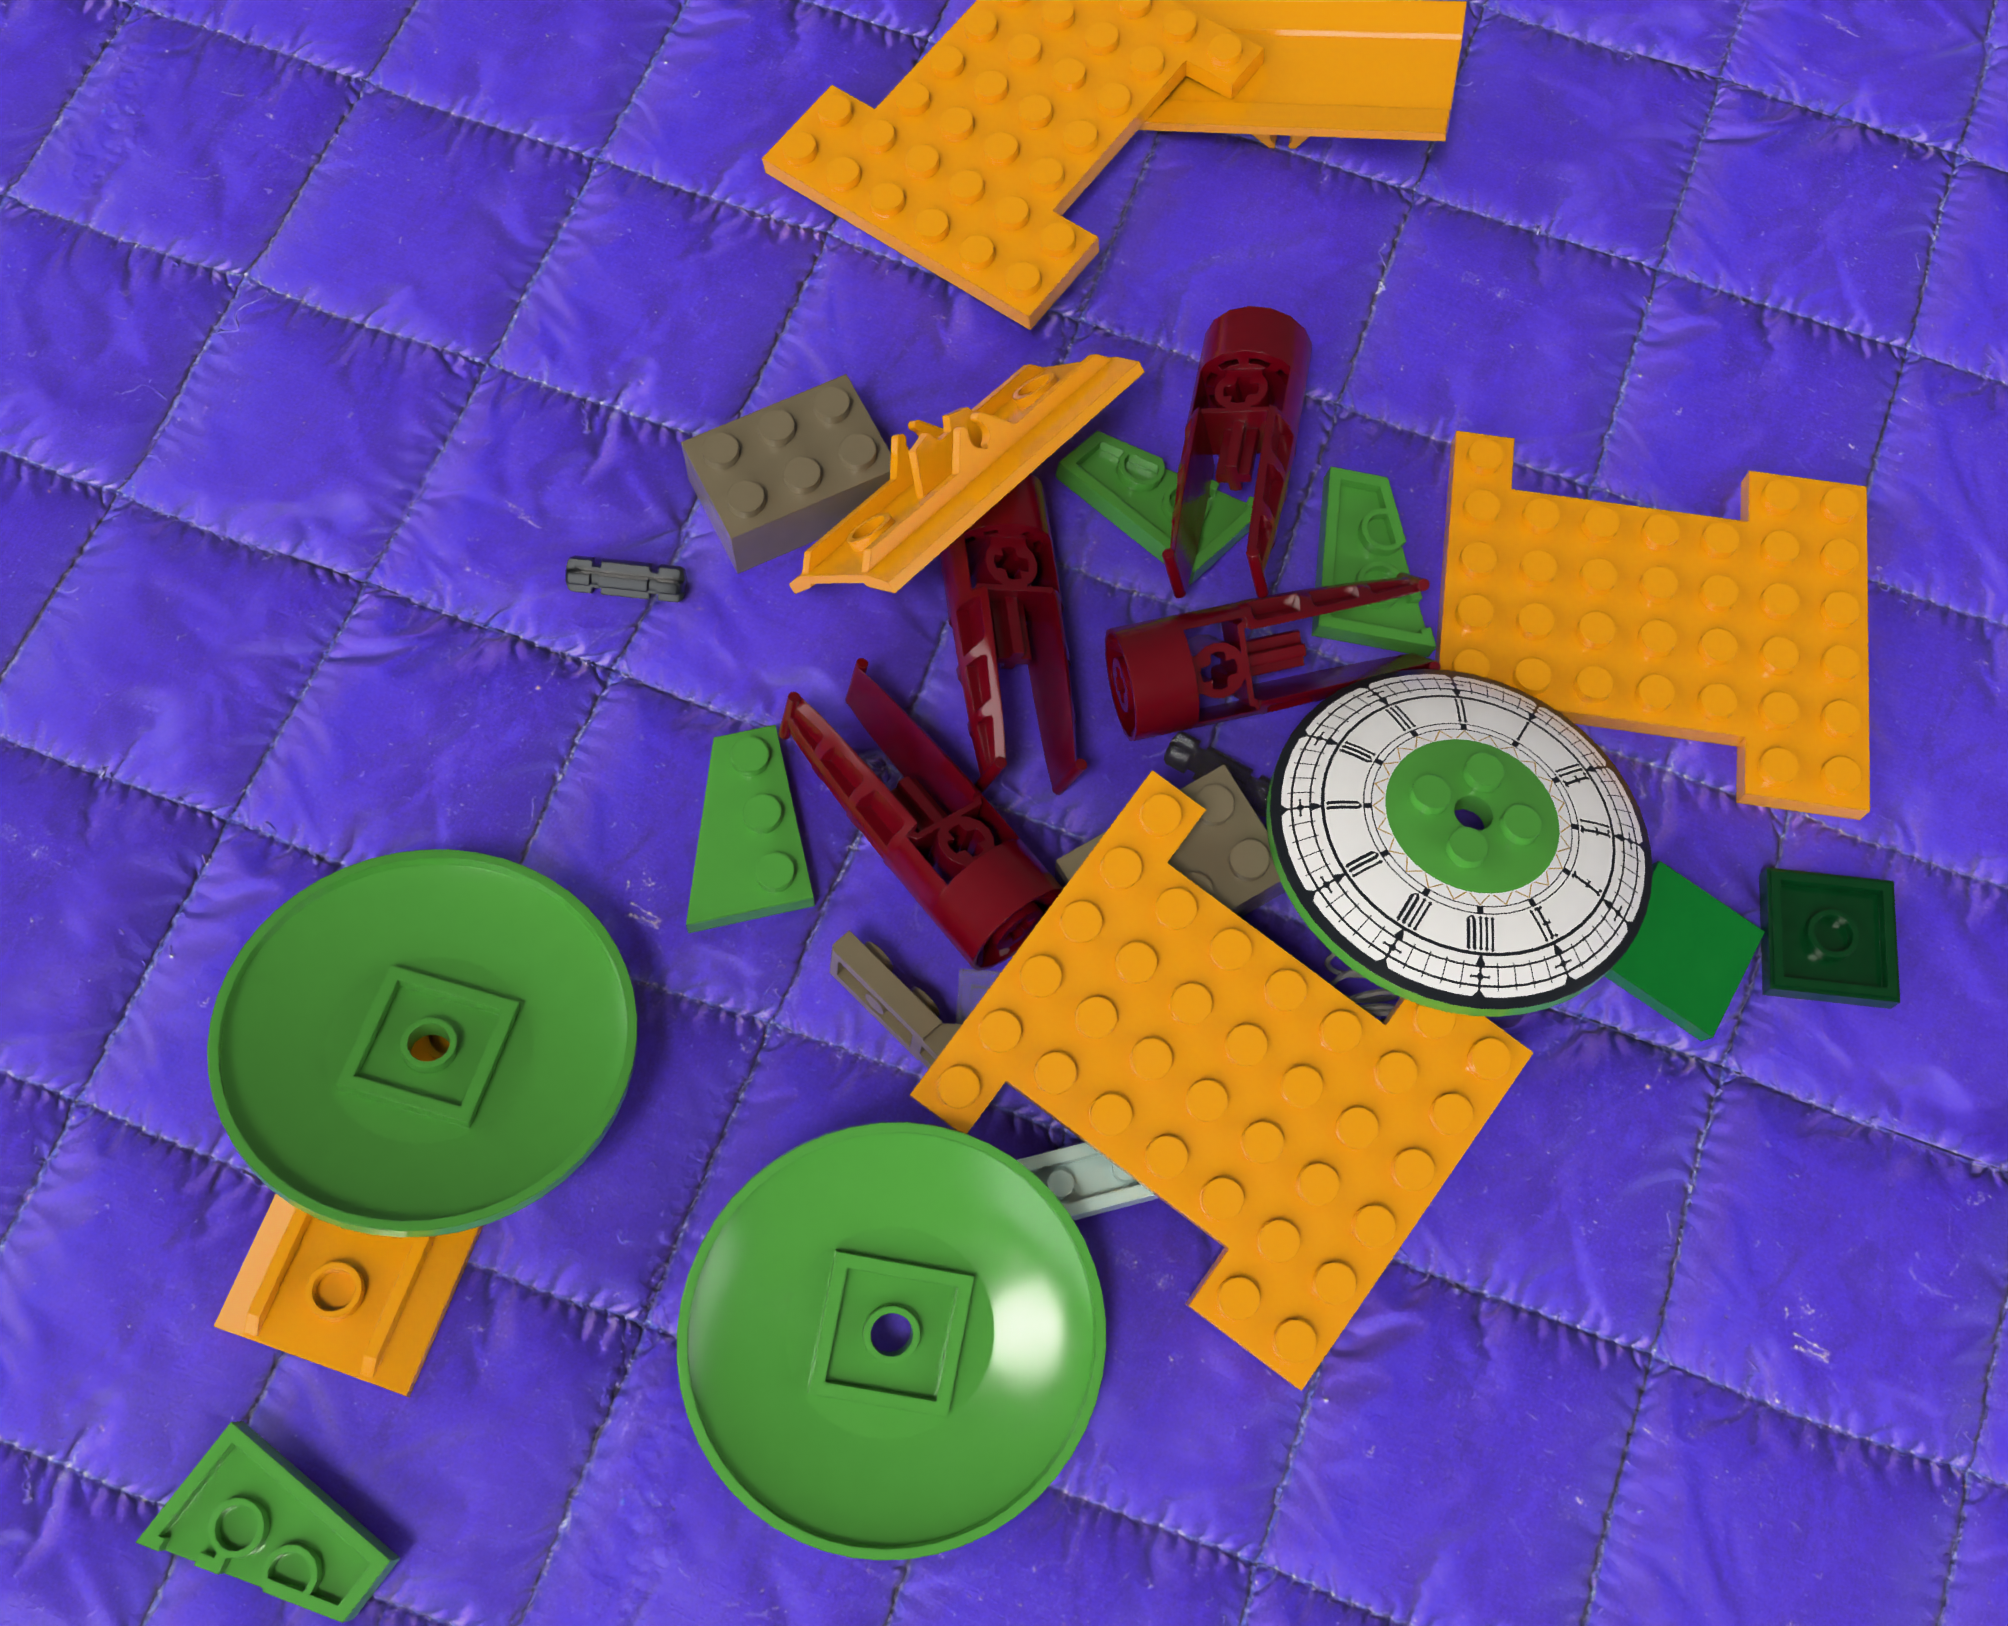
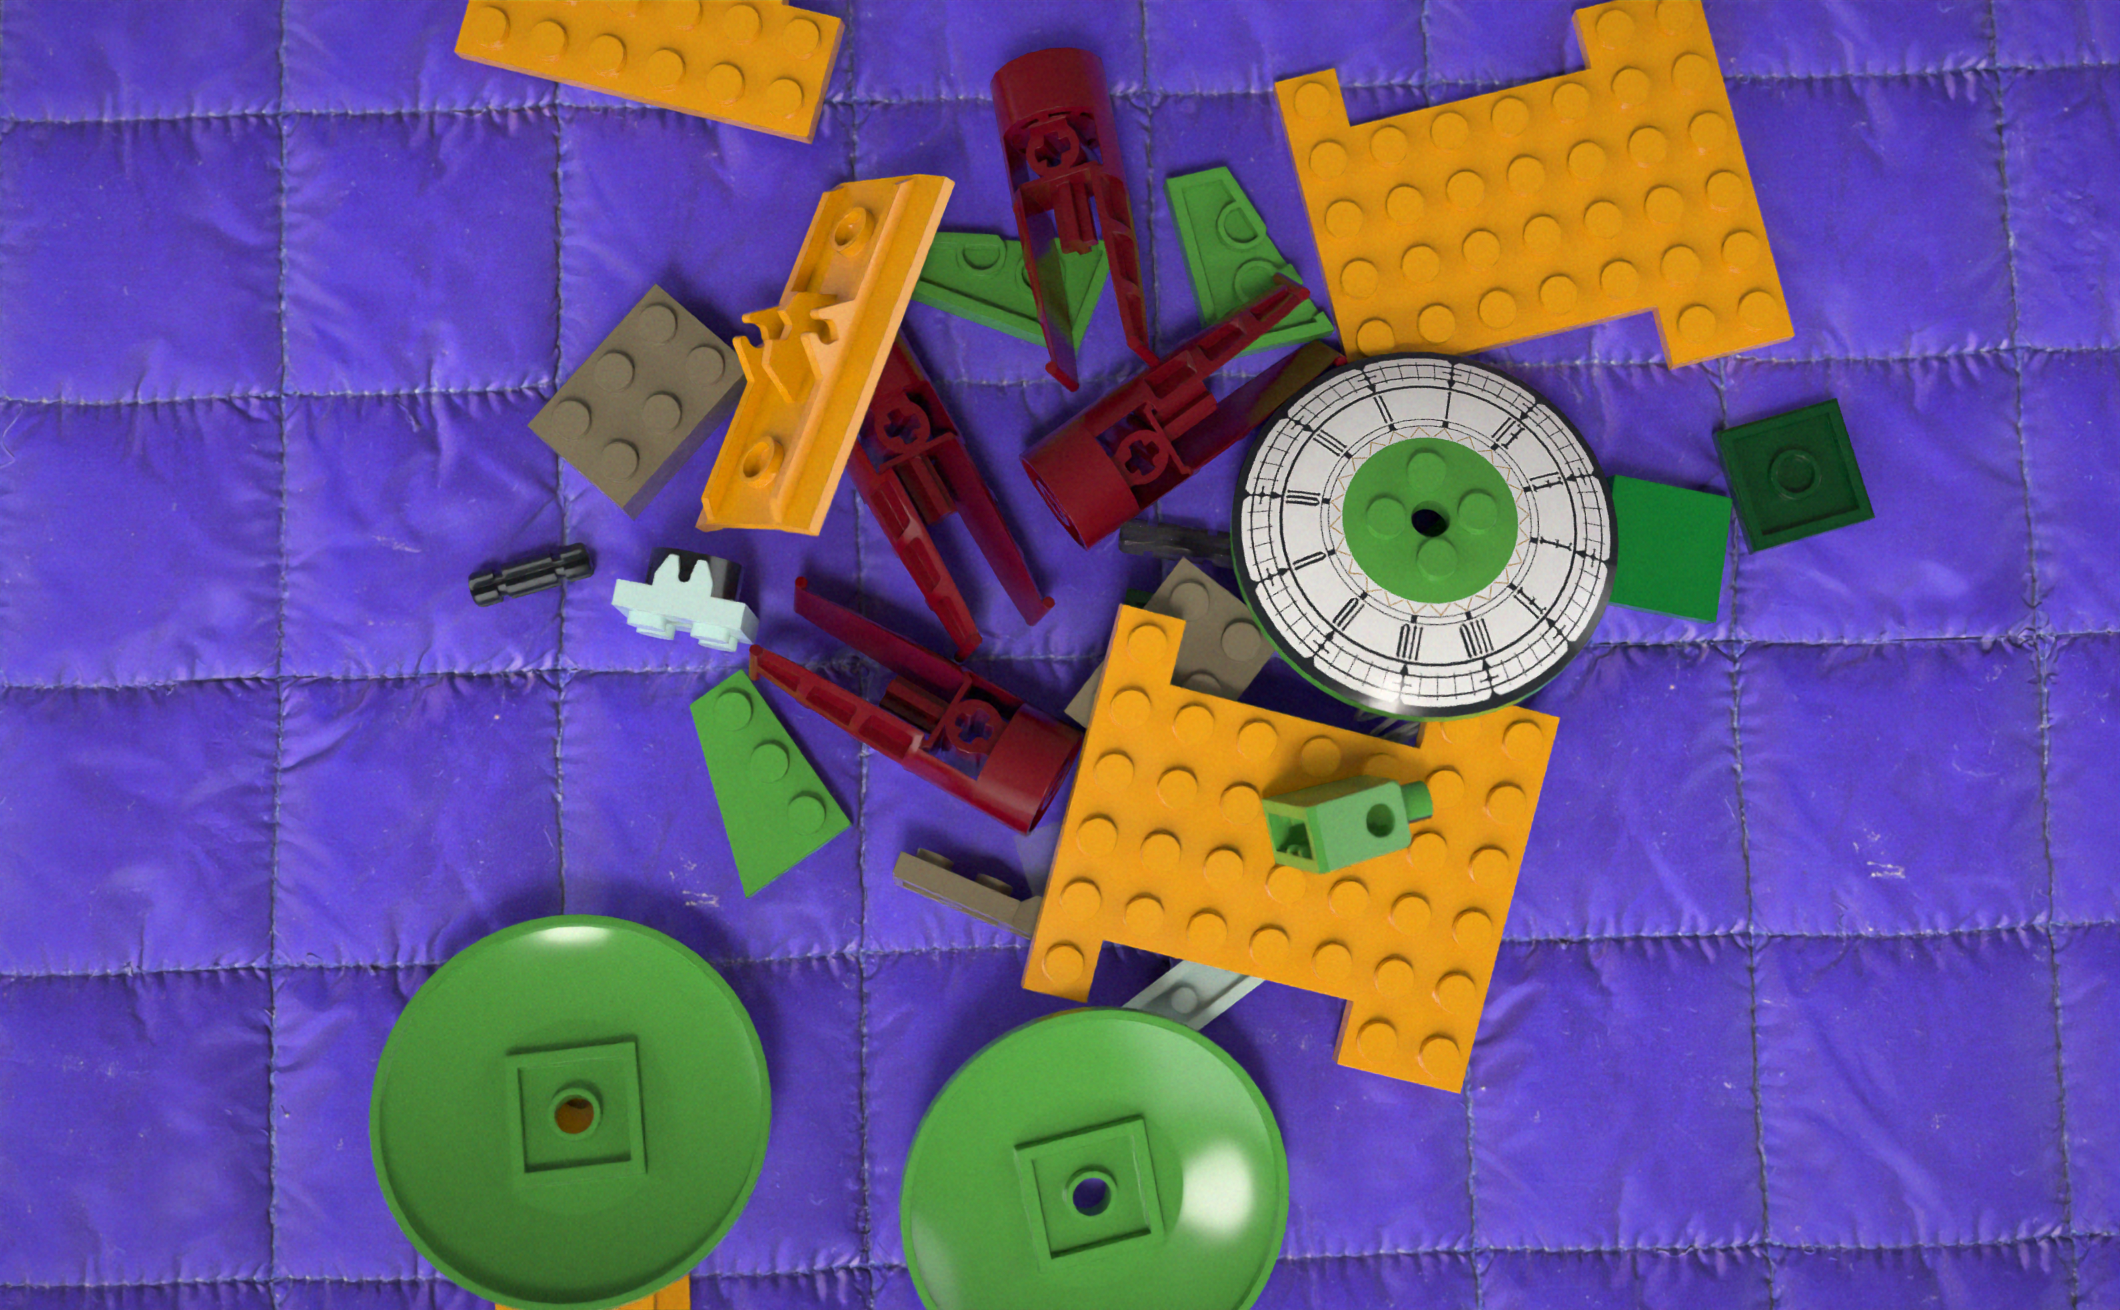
camera: 15 degrees left, 15 degrees up
(753, 637) = (689, 595): none -> light aqua piece
(1290, 1046) = (1344, 821): none -> bright green torso

